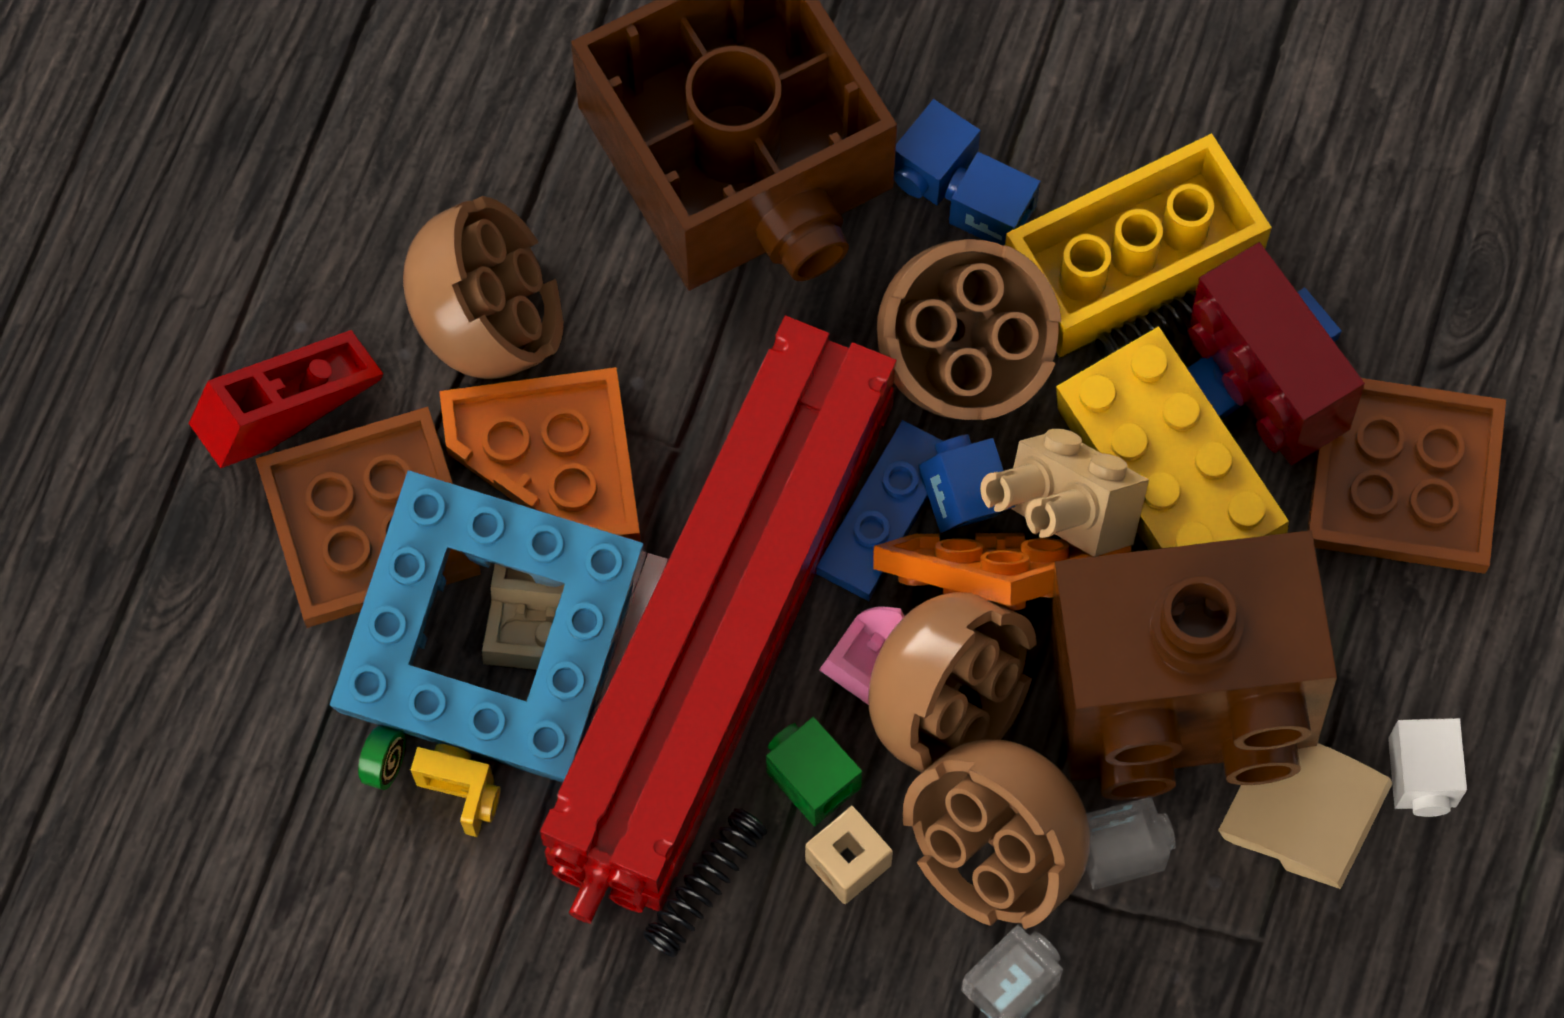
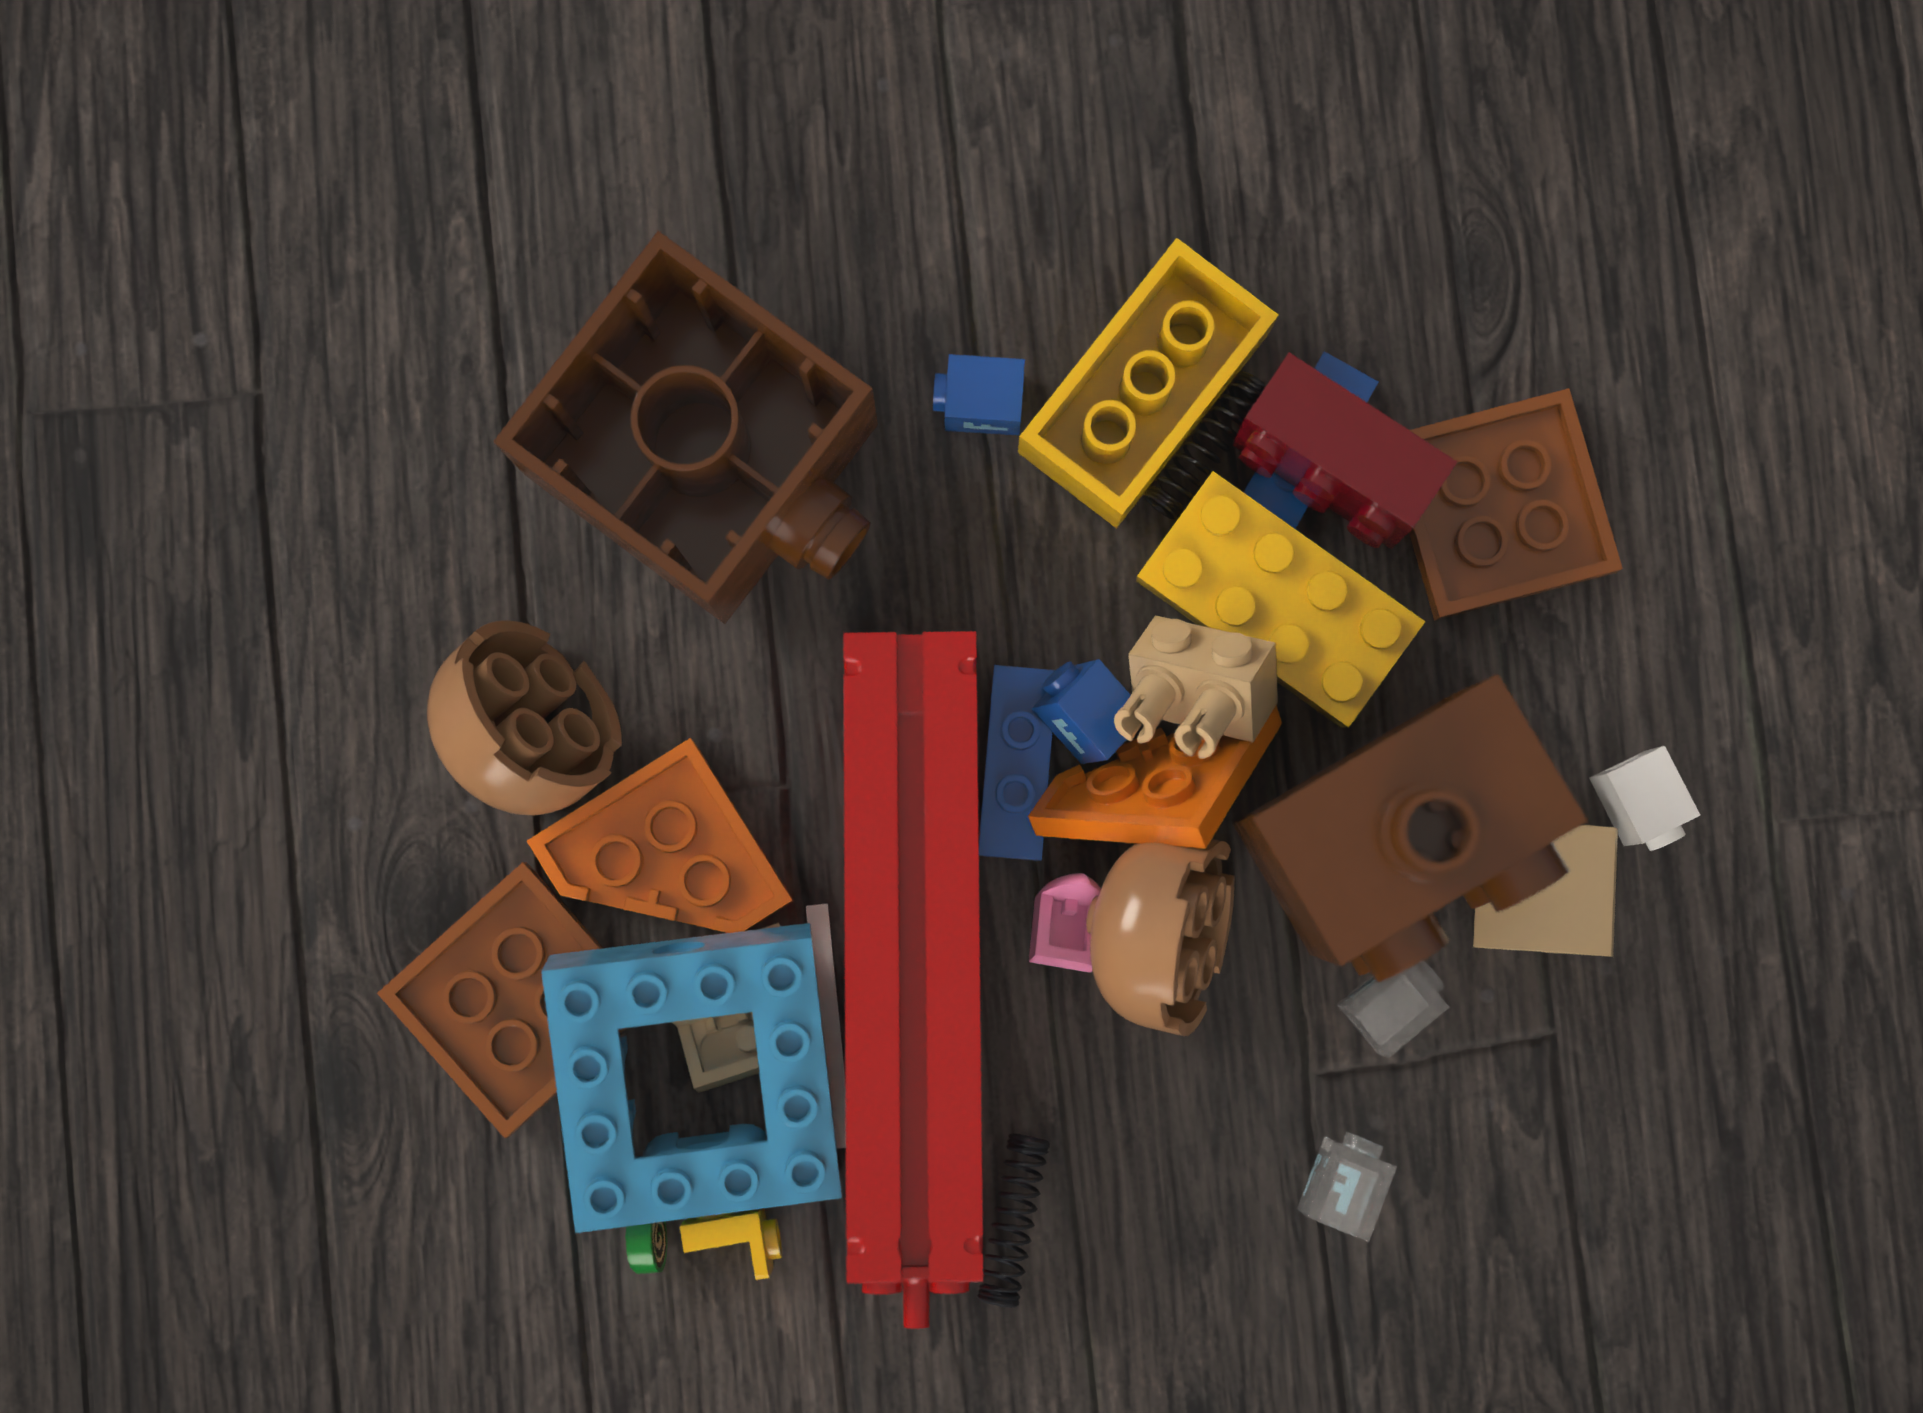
camera: 25 degrees left, 15 degrees up
(280, 396) = (372, 913): red slope -> none
(812, 769) = (1066, 1065): green brick -> none
(857, 835) = (1159, 1145): tan piece -> none
(934, 151) = (903, 367): blue brick -> none
(1004, 324) = (1058, 560): medium nougat cylinder -> none
(1018, 806) = (1288, 1022): medium nougat cylinder -> none

